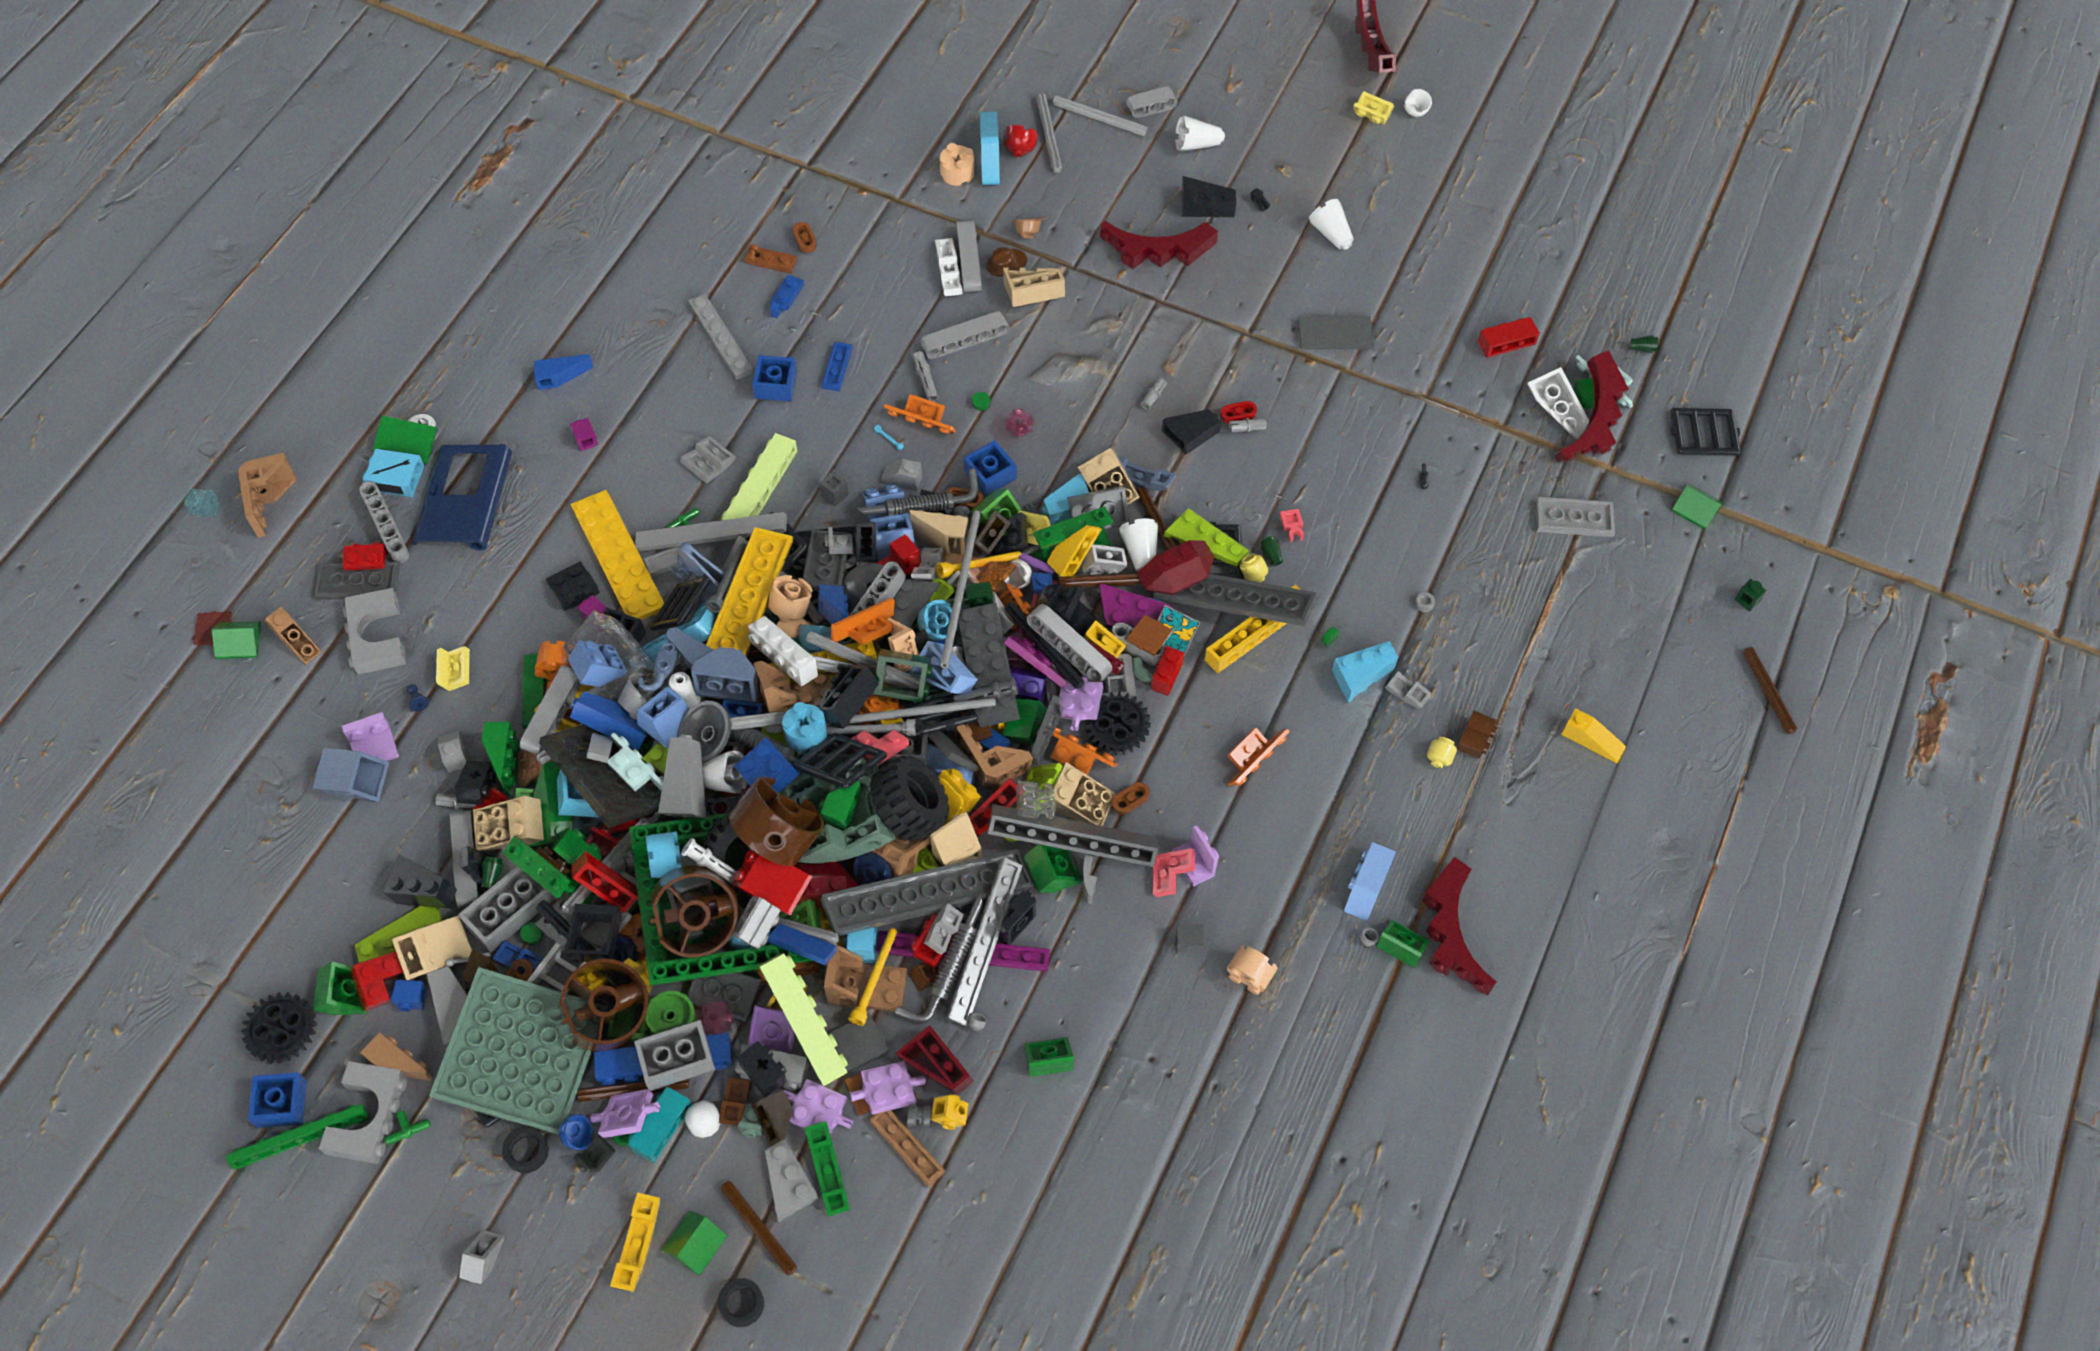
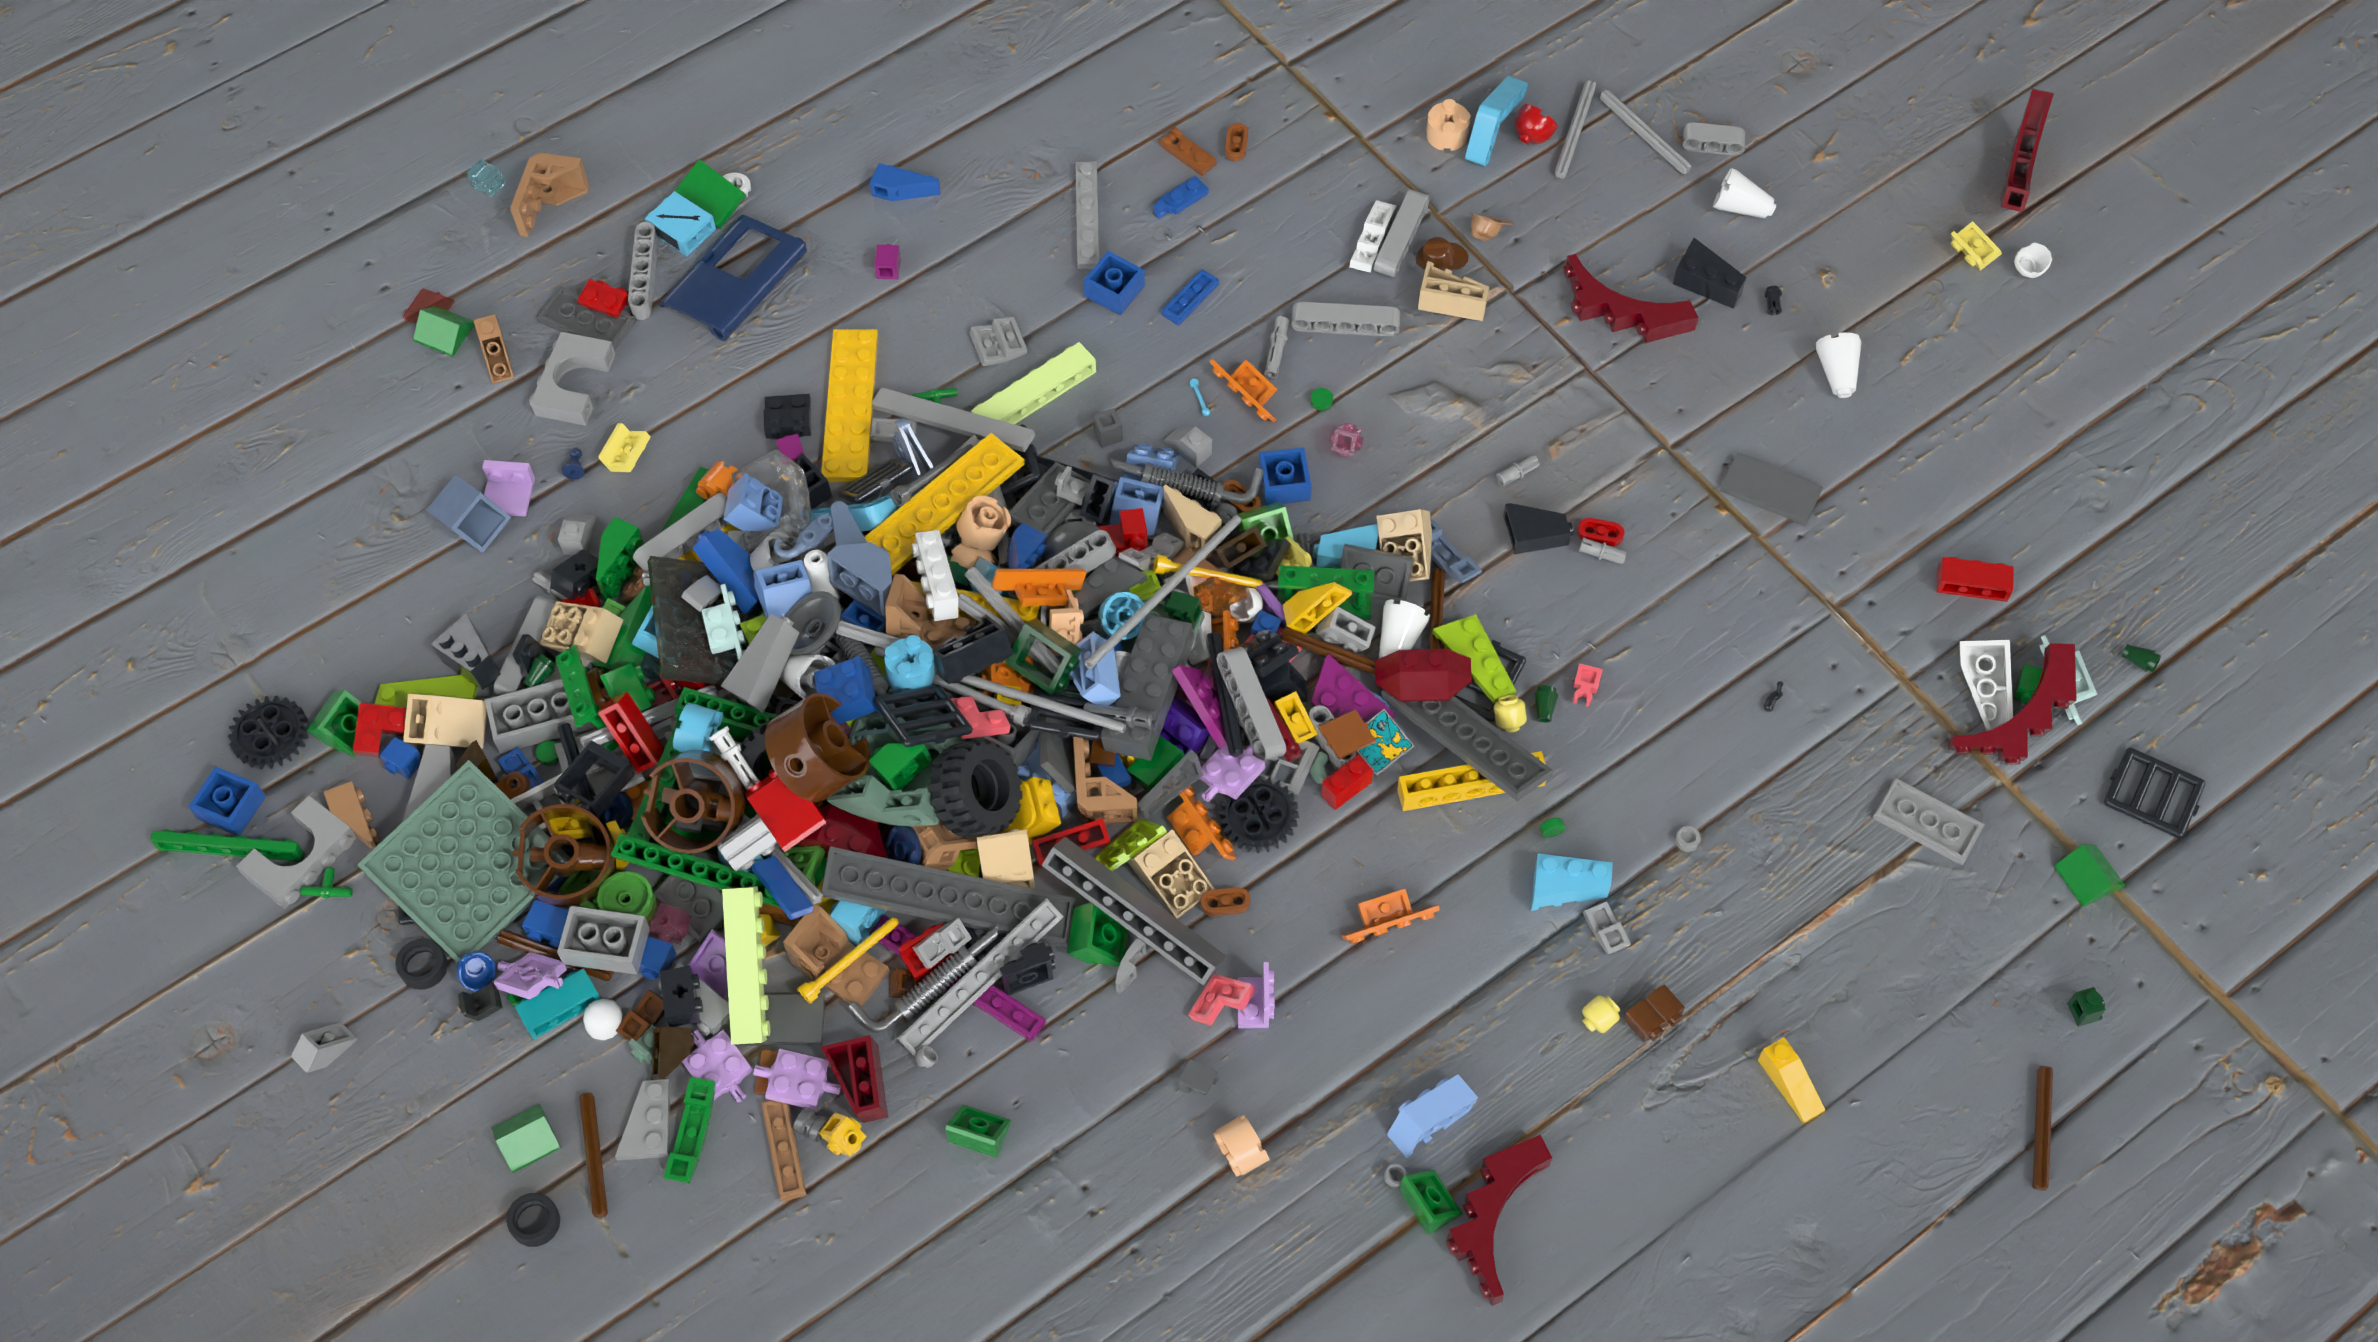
camera: 30 degrees right, 0 degrees up
(450, 962) = (454, 744): light grey hinge -> none
(637, 1242) = (471, 1110): yellow slope -> none
(1029, 800) = (1105, 849): clear plate -> none

